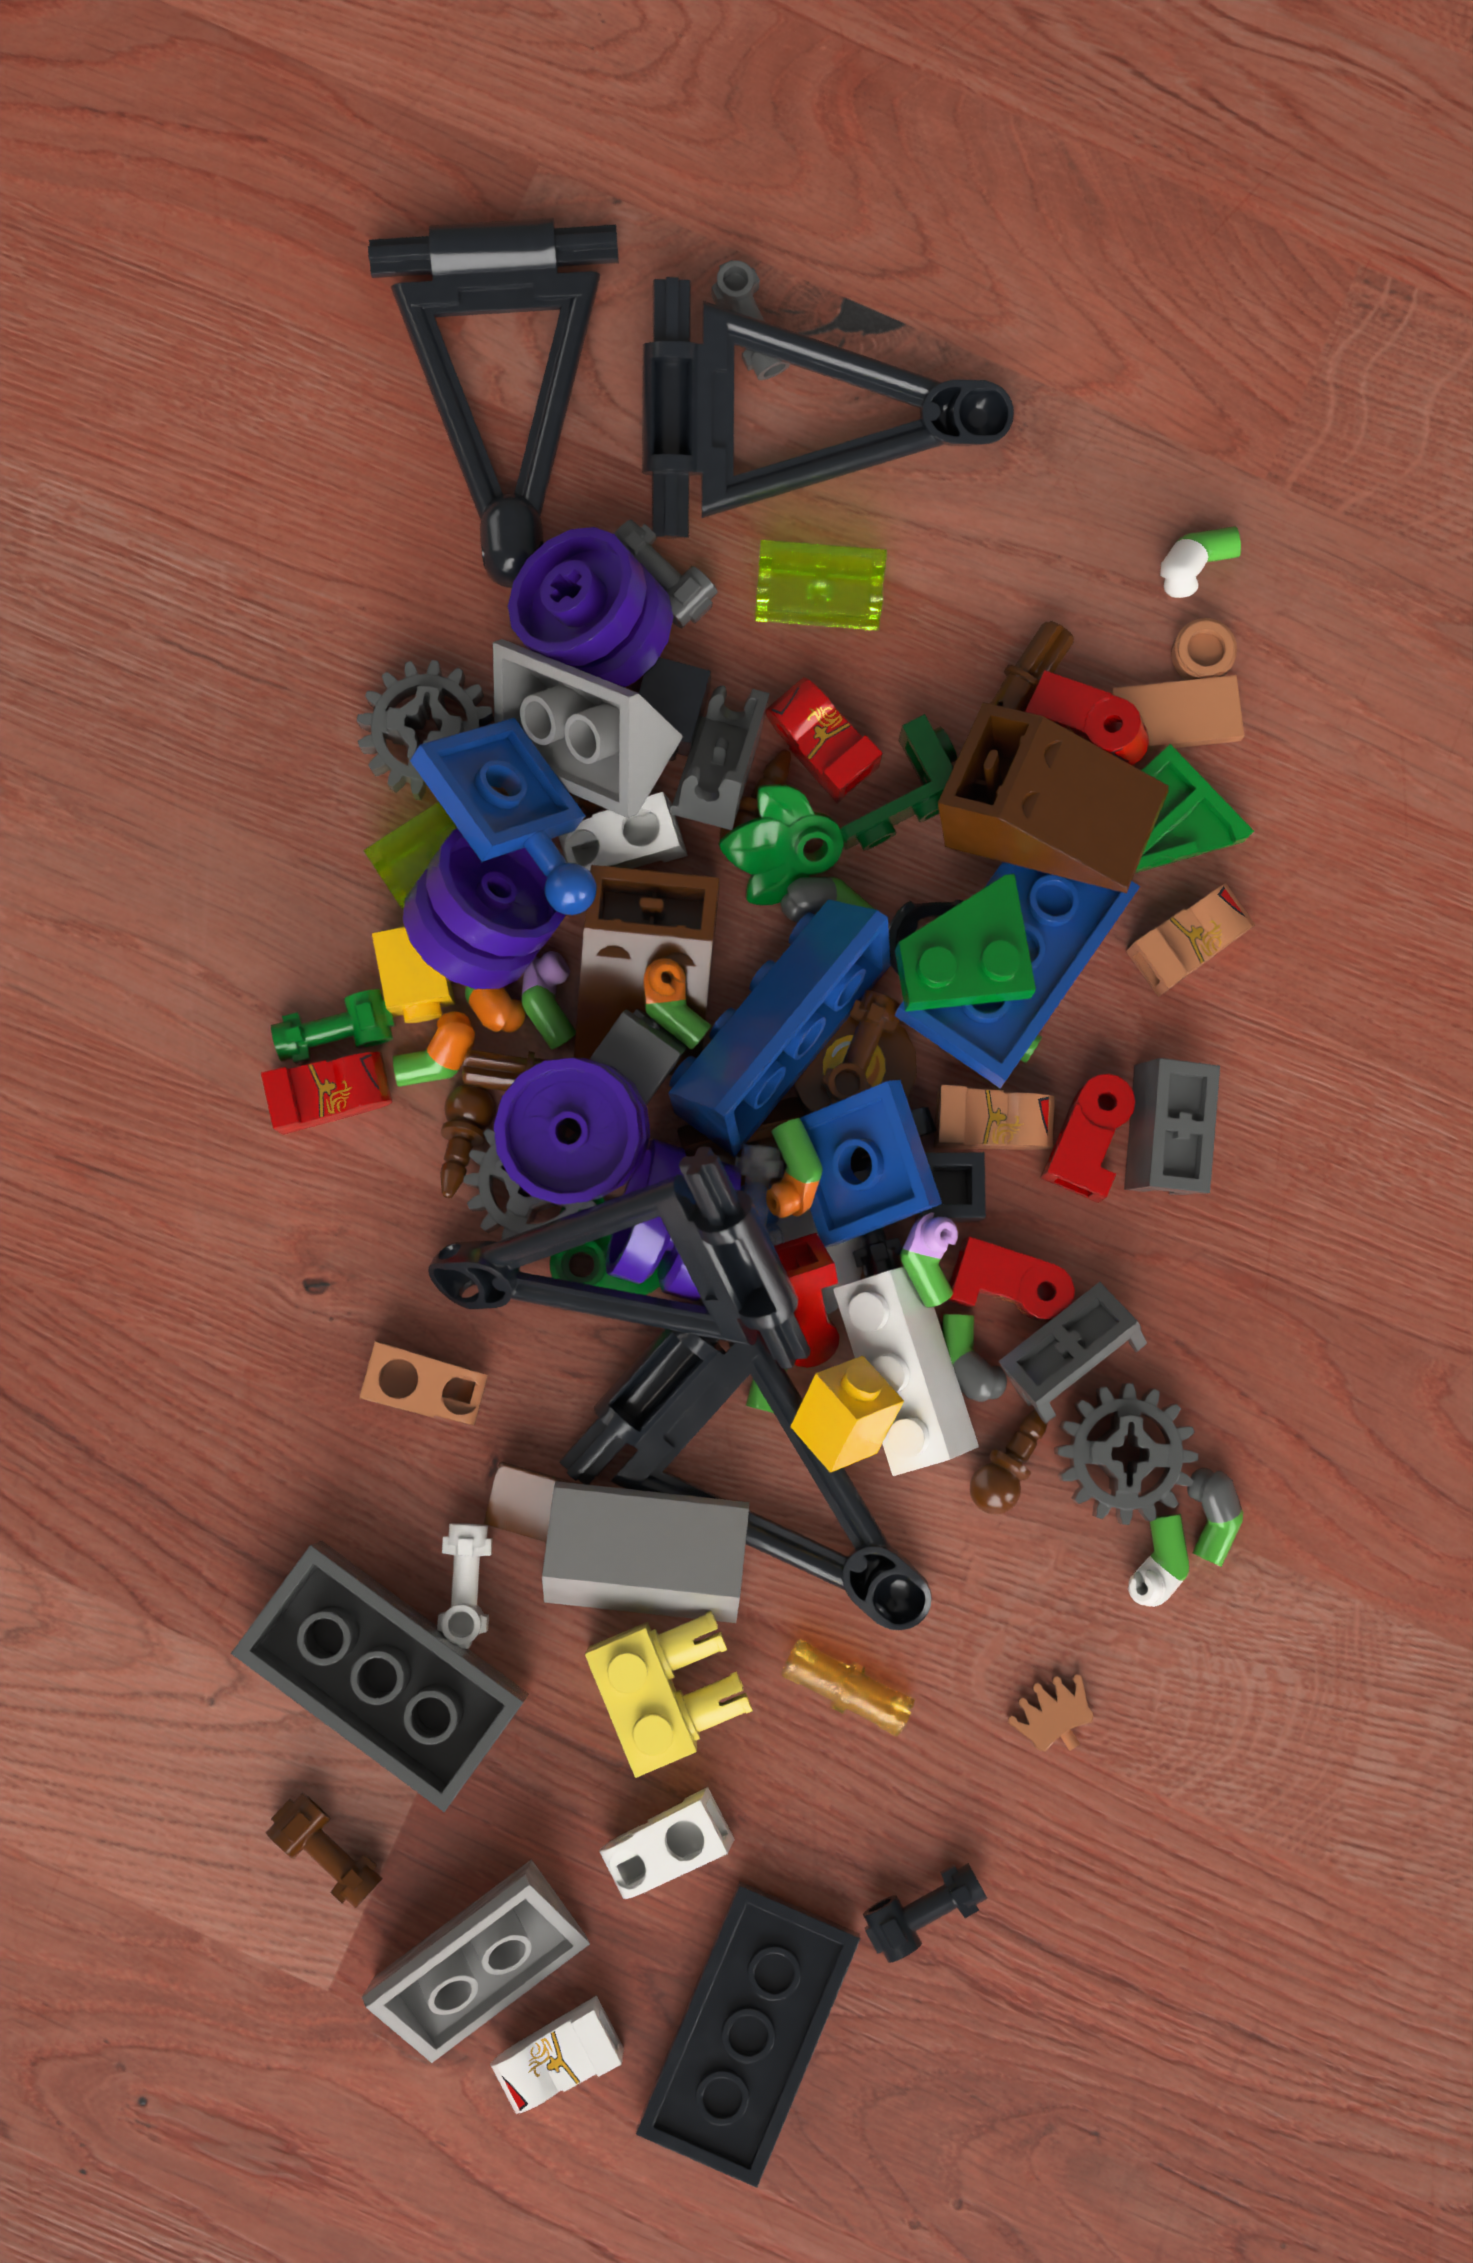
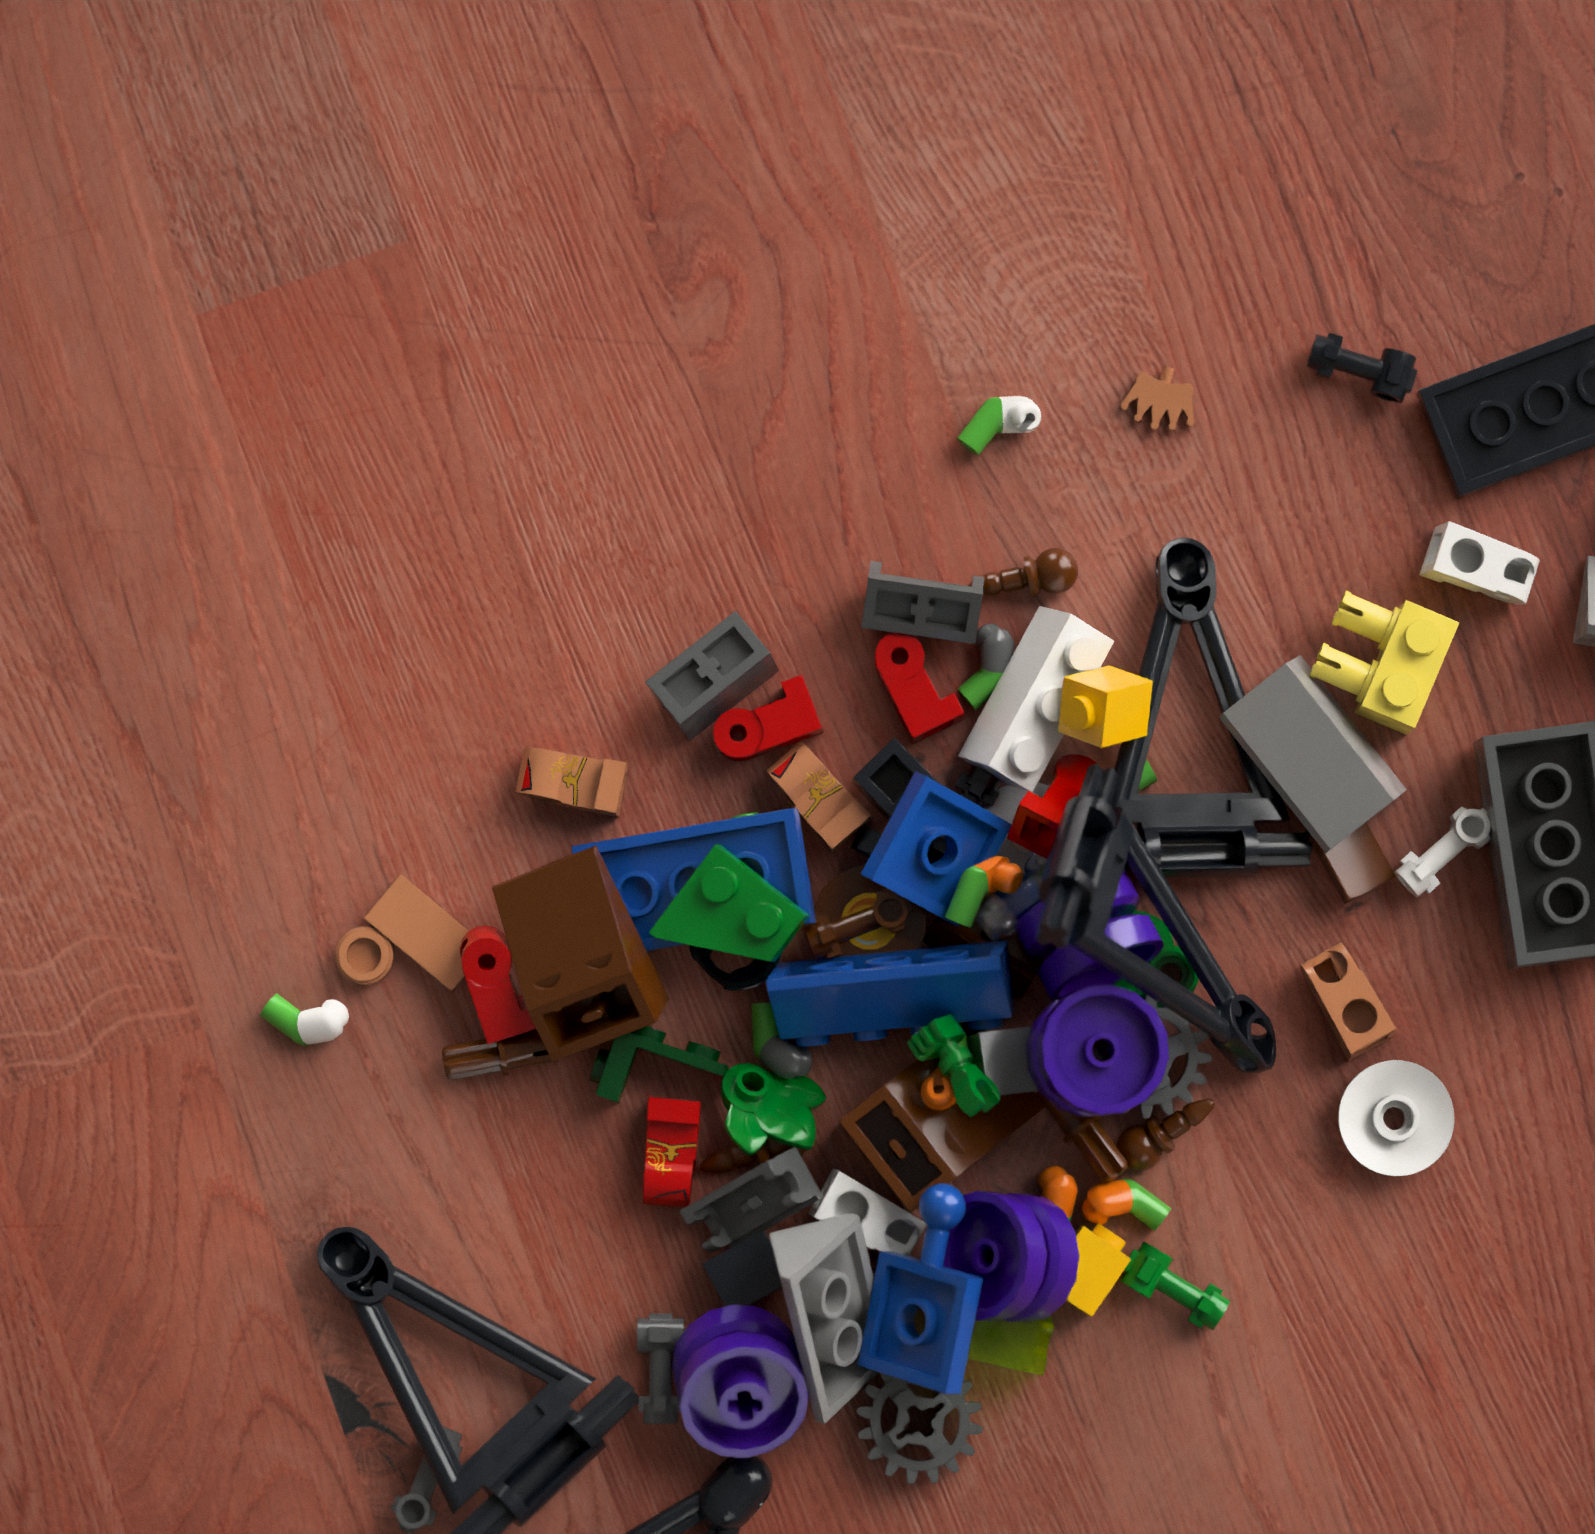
camera: 130 degrees left, 0 degrees up
(259, 1325) = (1426, 1115): none -> white dish
(325, 1091) = (1220, 1250): red leg -> none
(540, 998) = (1025, 1168): arm -> none
(644, 1003) = (970, 1085): none -> green piece
(820, 585) = (569, 1251): clear neon green hinge -> none
(848, 1687) = (1271, 545): clear yellow pin -> none
(922, 1255) = (955, 755): arm -> none
(1127, 1484) = (935, 489): dark grey gear -> none
(1192, 816) = (490, 857): green wing -> none
(1221, 1510) = (929, 414): arm -> none

